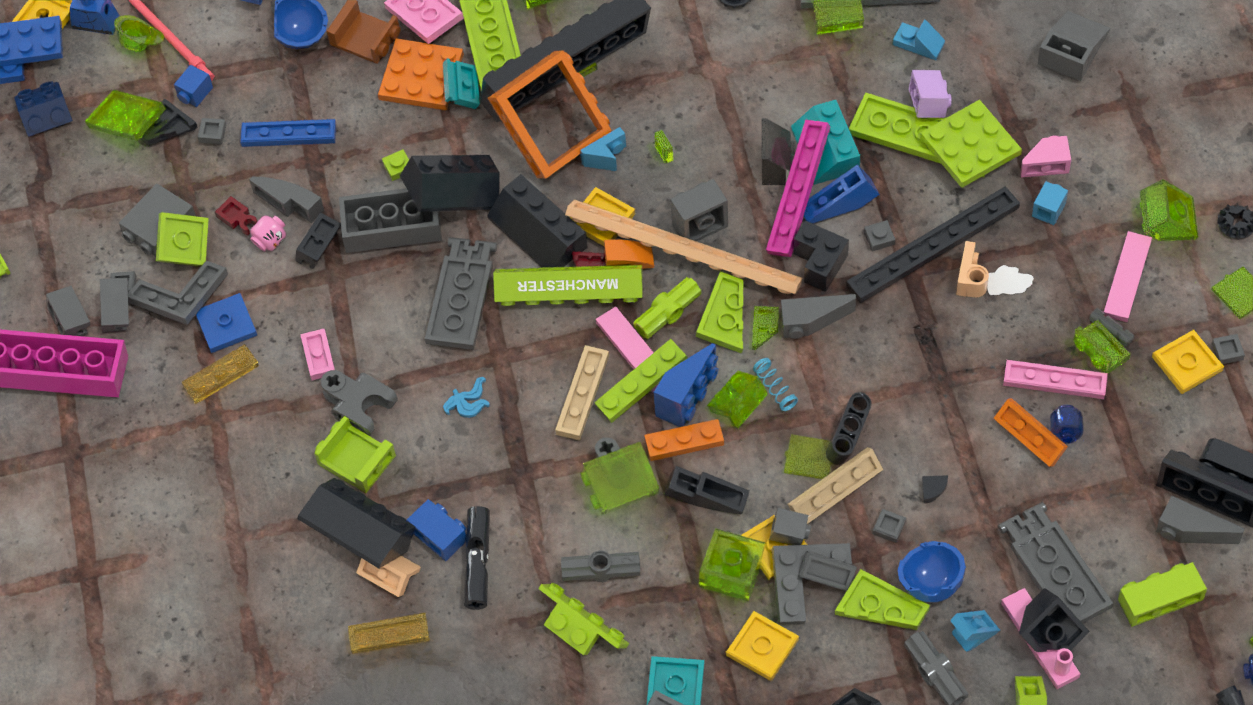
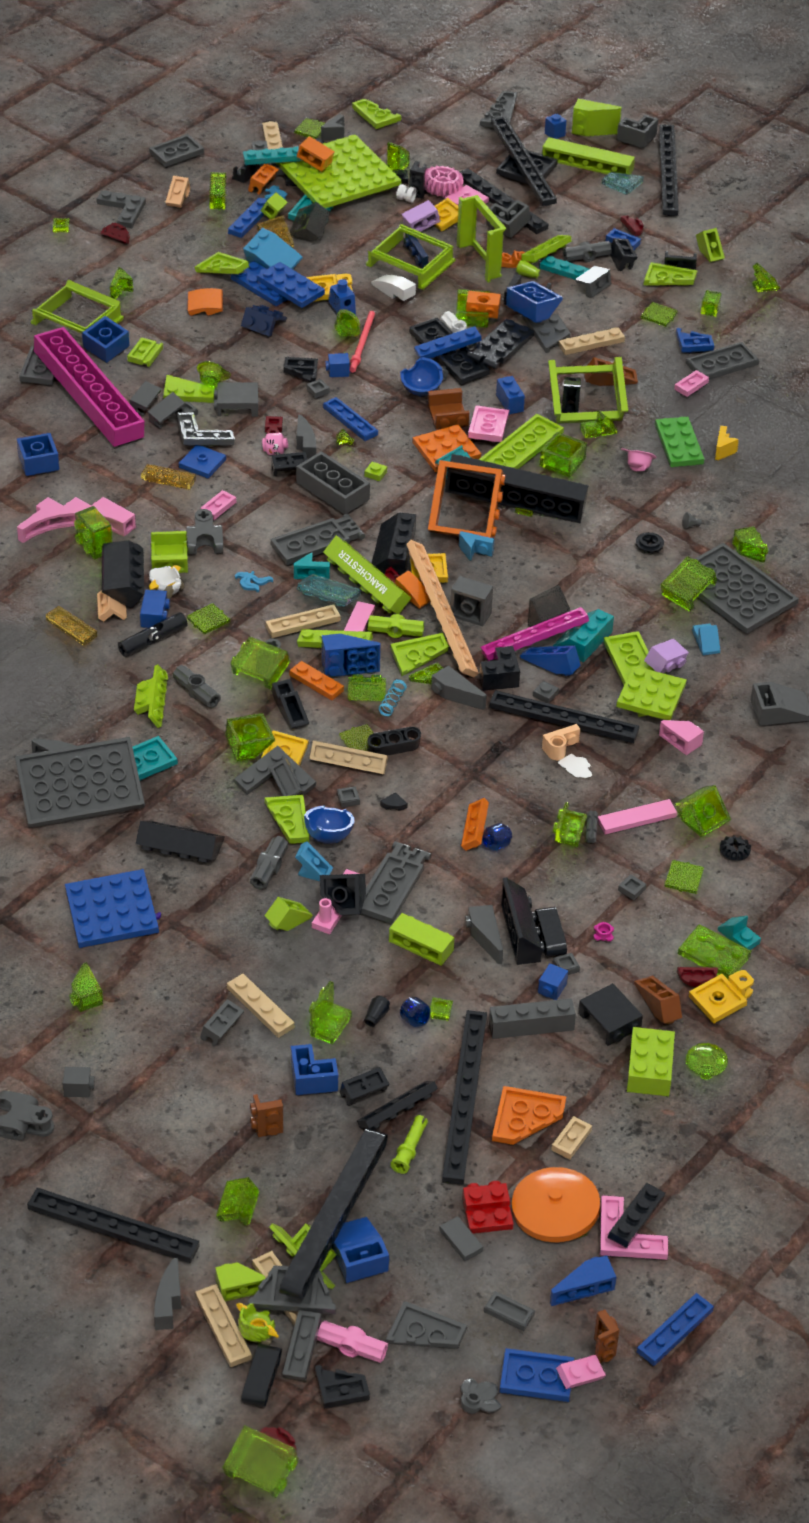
camera: 45 degrees right, 15 degrees down
(67, 486) = (38, 454): none -> blue brick
(89, 262) = (188, 390): none -> lime wing
(101, 221) = (212, 373): none -> clear neon green piece
(125, 115) = (289, 349): clear neon green plate -> none
(182, 239) = (232, 410): lime plate -> none
(228, 484) = (53, 515): none -> bright pink arch
(262, 512) = (92, 531): none -> clear neon green brick
(317, 159) = (342, 437): none -> clear neon green rock
(405, 488) = (166, 580): none -> white hair
(452, 182) = (377, 486): black slope -> none
(492, 483) = (208, 618): none -> clear neon green piece
(507, 332) = (306, 567): none -> teal slope
(559, 335) = (328, 590): none -> clear light blue plate
(663, 146) = (504, 567): clear neon green tile -> none
(762, 646) = (212, 780): yellow plate -> none
(789, 527) = (296, 744): dark grey brick -> none
(1050, 203) = (650, 752): dark azure brick -> none
(1055, 379) = (527, 820): bright pink tile -> none
(1187, 361) = (603, 873): yellow plate -> none

